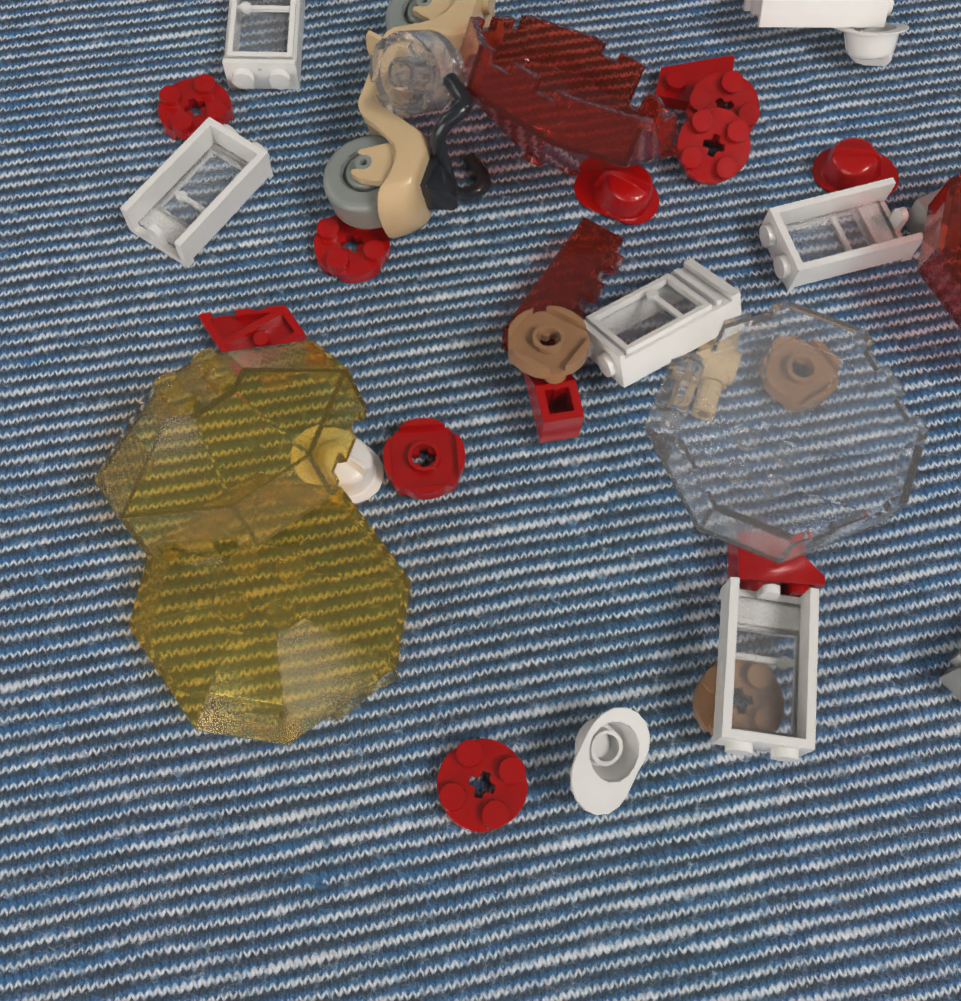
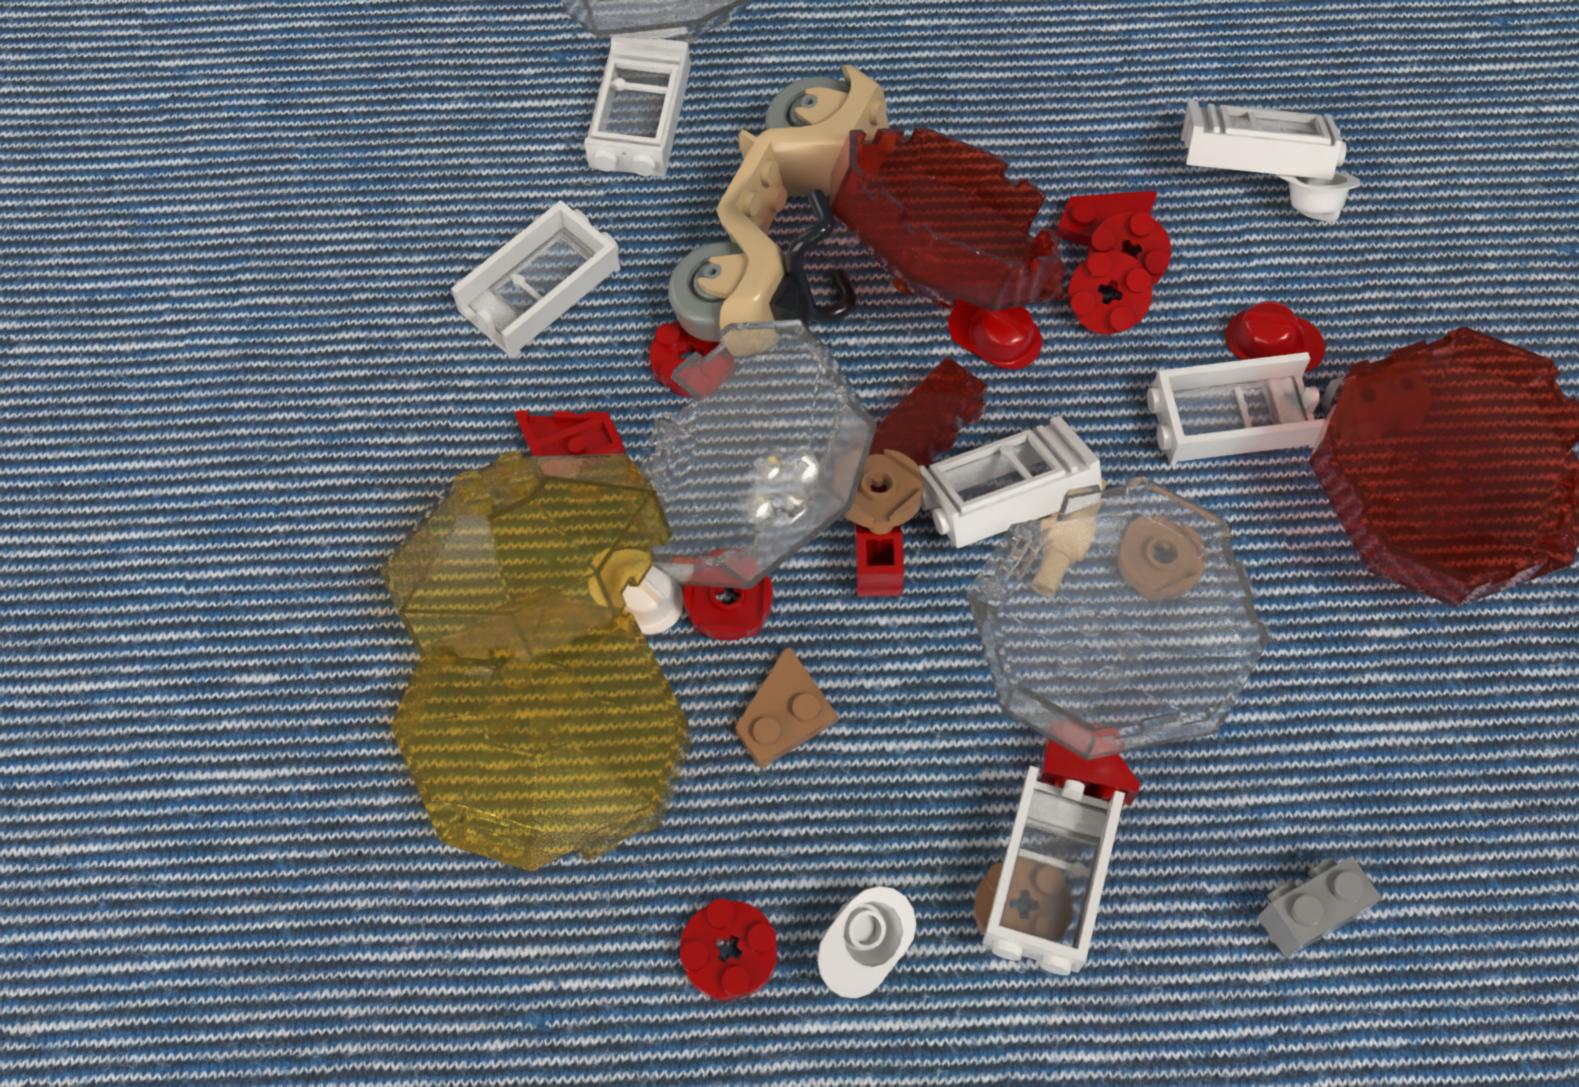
camera: 15 degrees right, 5 degrees down
(188, 94) = (542, 171): red plate -> none
(412, 69) = (778, 178): clear brick -> none
(435, 325) = (757, 454): none -> clear windscreen
(493, 557) = (784, 712): none -> medium nougat wing

